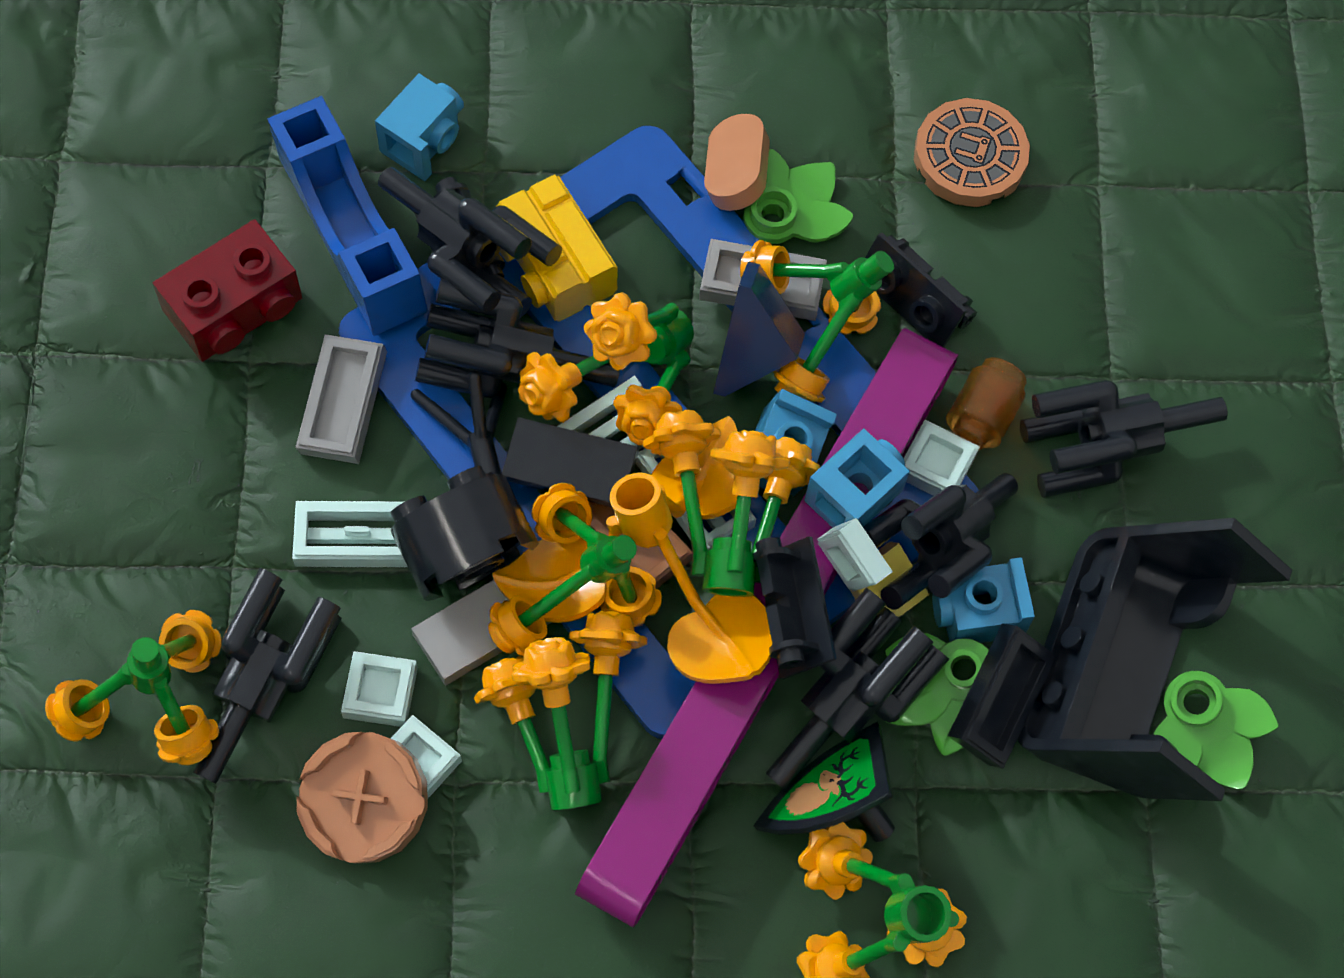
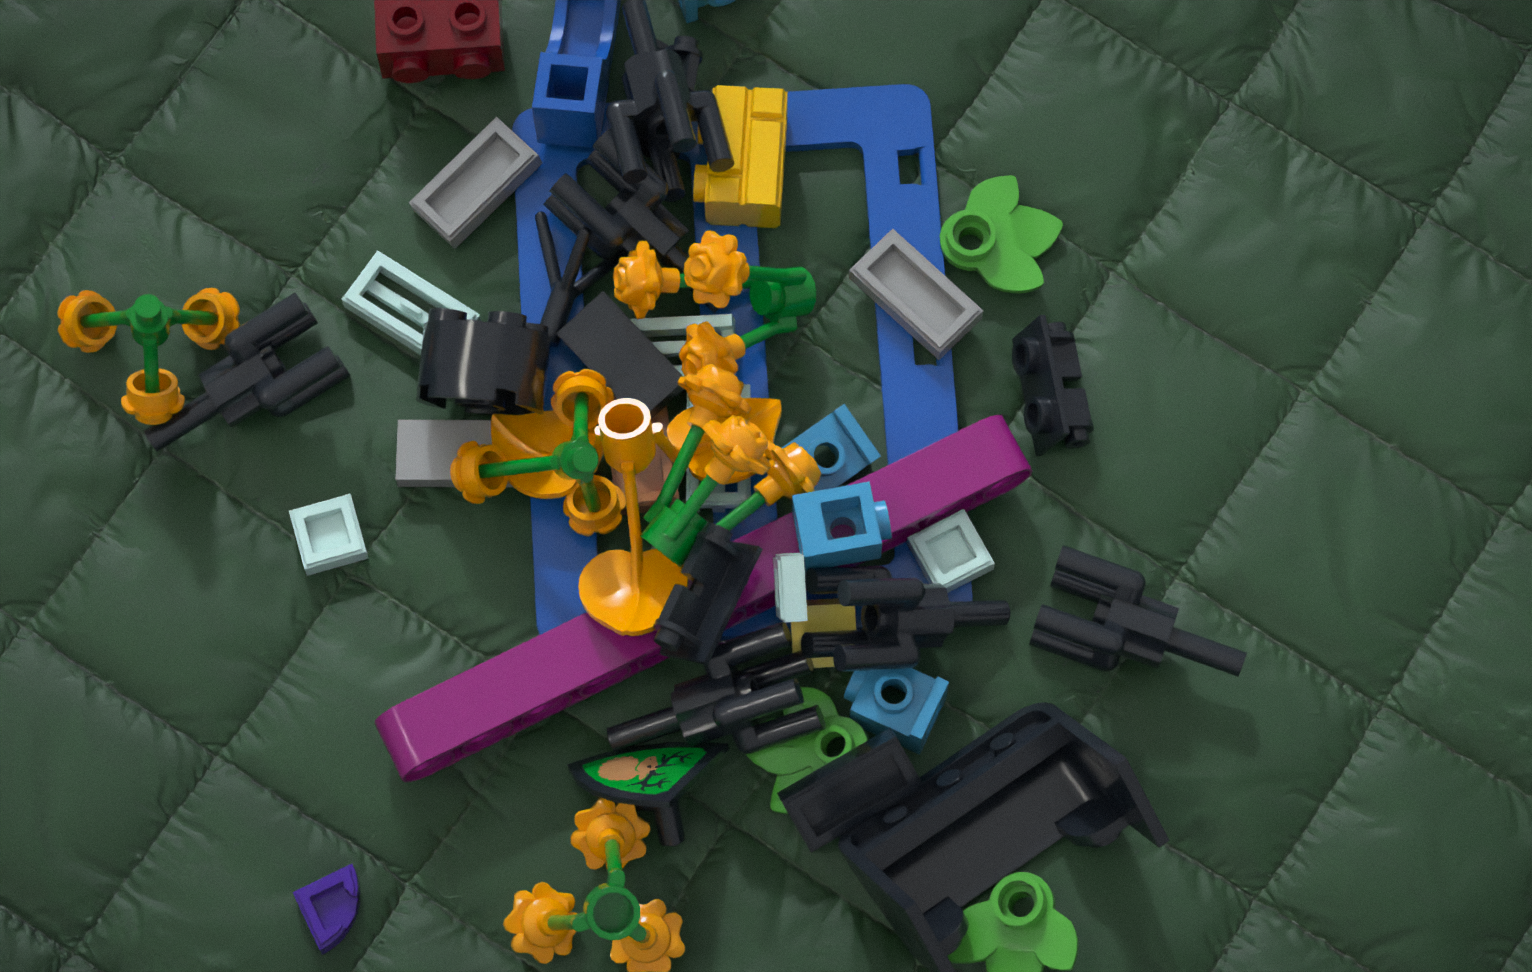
camera: 40 degrees right, 5 degrees up
(362, 797) = (263, 536): nougat tile -> none
(379, 689) = (340, 455): light aqua tile -> none
(551, 666) = (450, 527): plant -> none
(737, 162) = (969, 170): nougat tile -> none
(760, 333) = (862, 339): dark blue slope -> none
(849, 303) = (972, 358): plant -> none
(971, 152) = (1201, 287): nougat tile -> none
(987, 403) = (1032, 529): clear orange brick -> none

